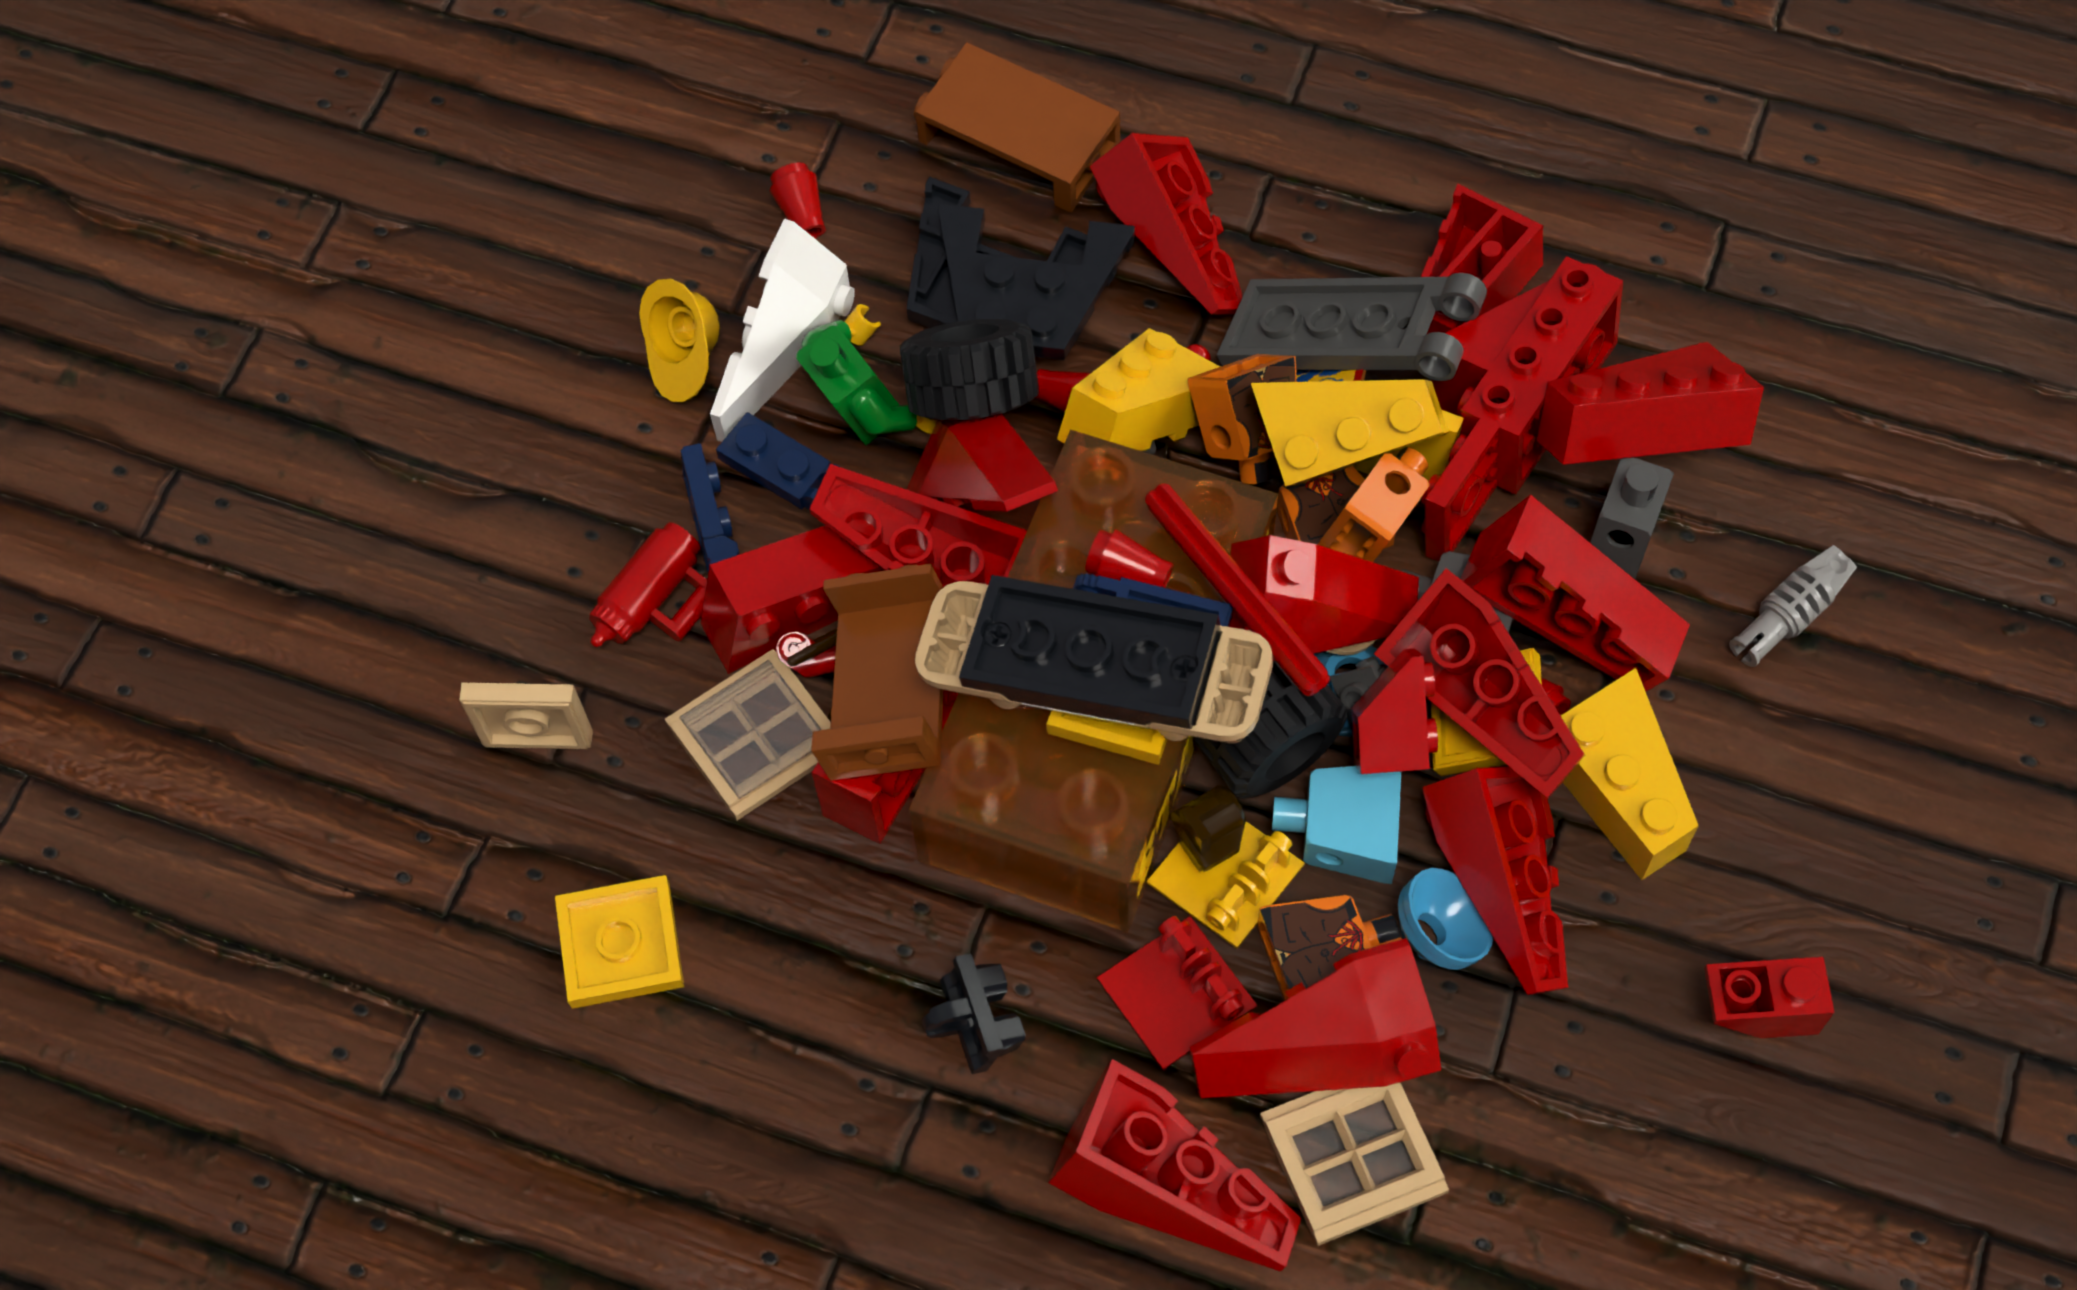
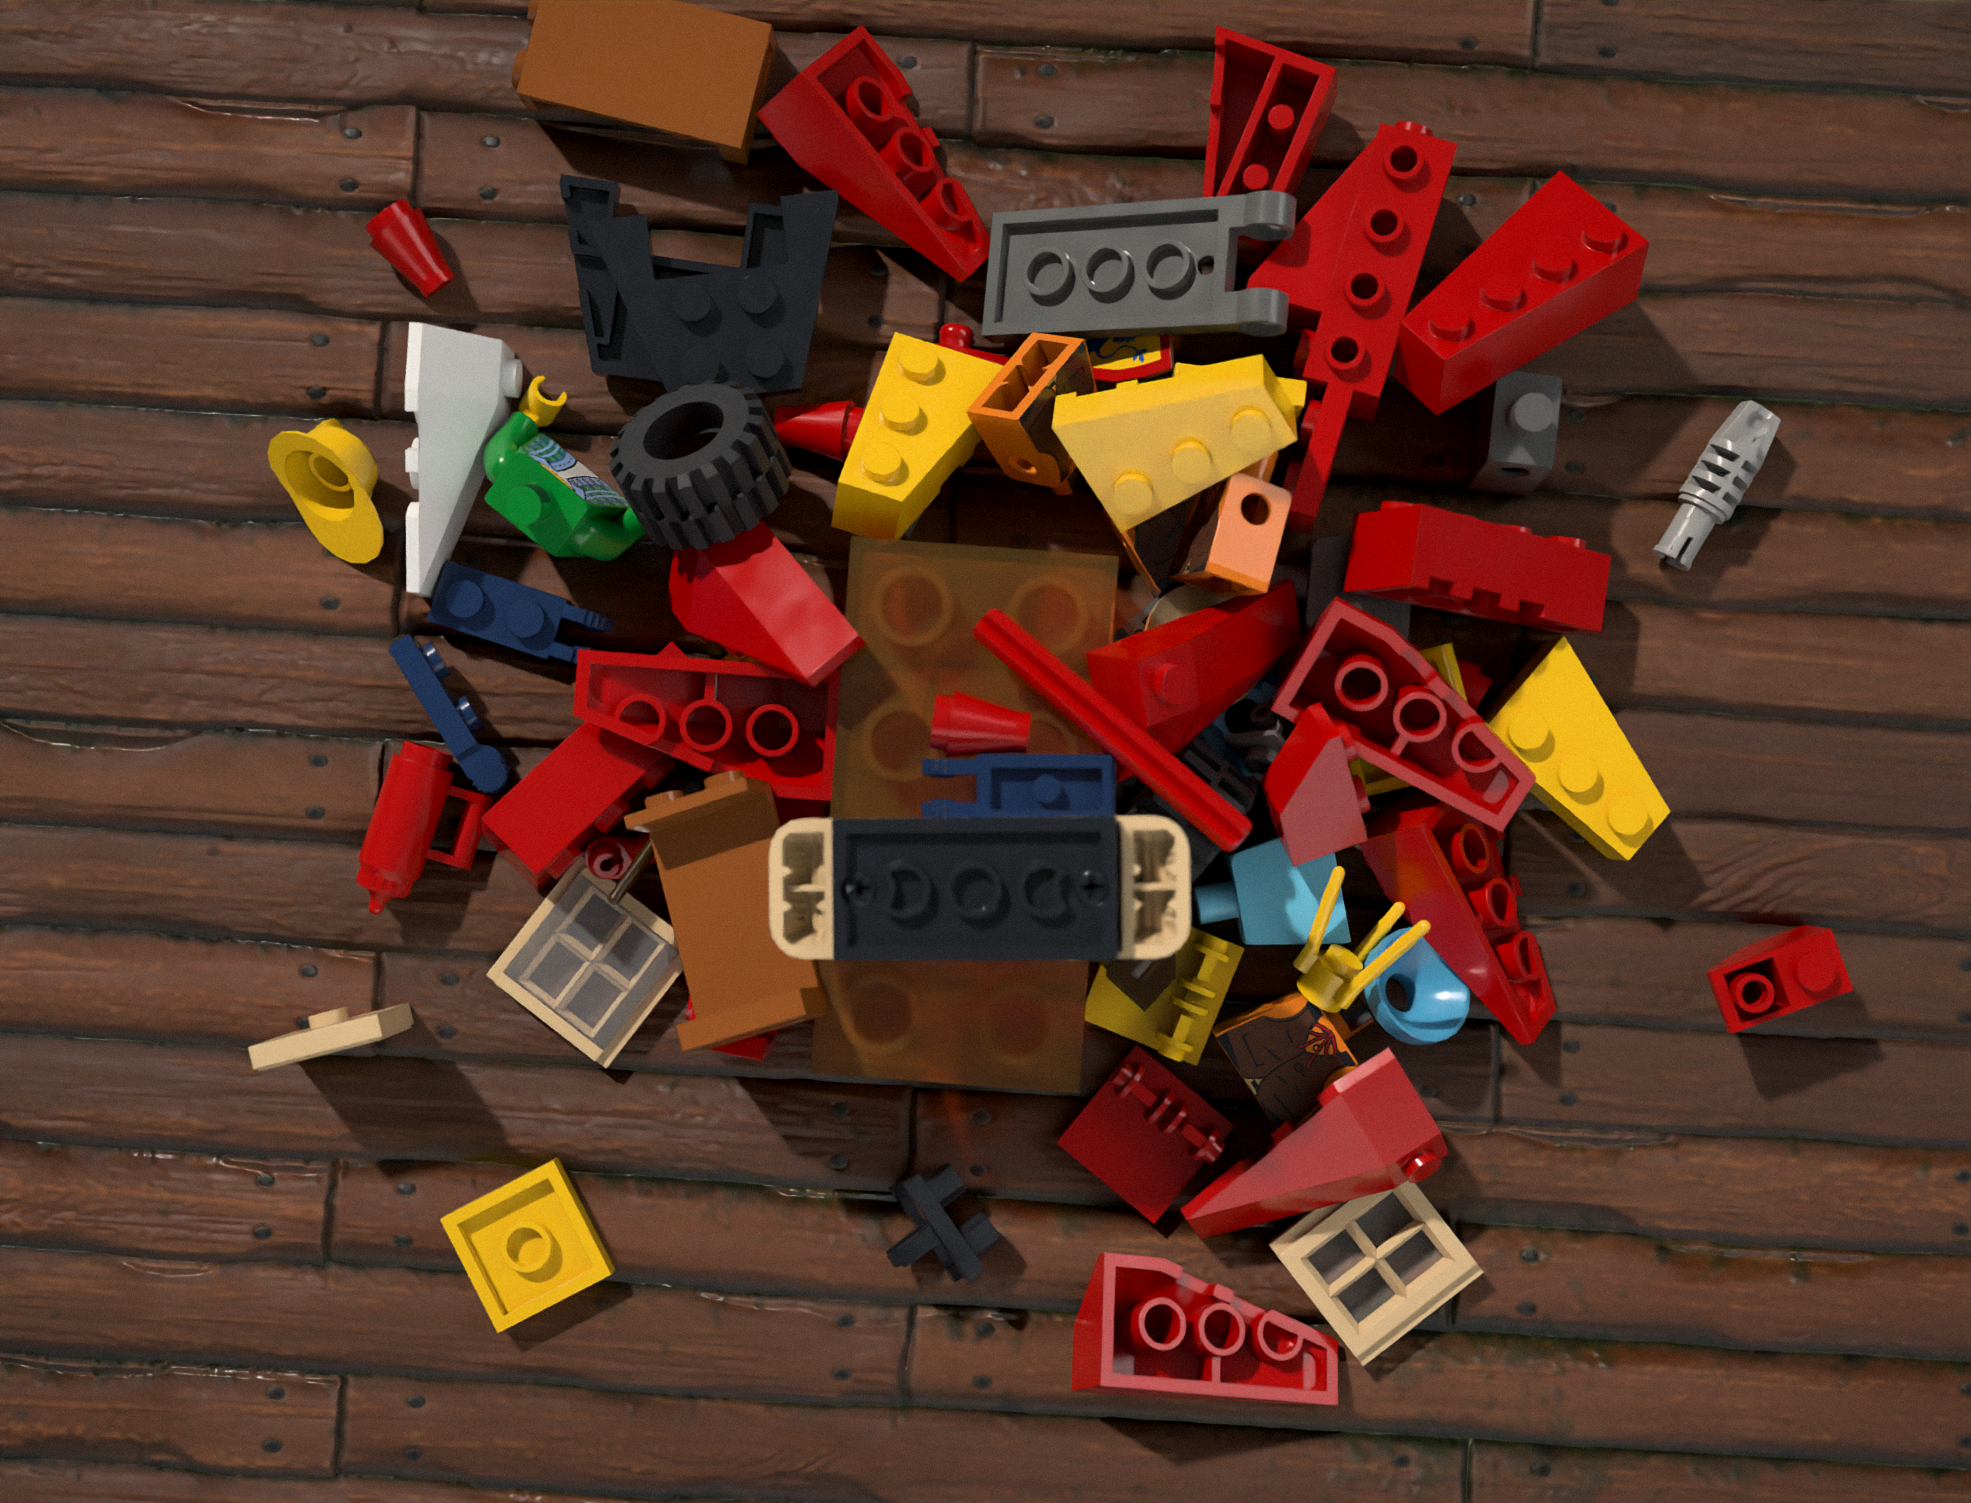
camera: 20 degrees left, 25 degrees up
(1376, 884) = (1333, 976): none -> yellow plant

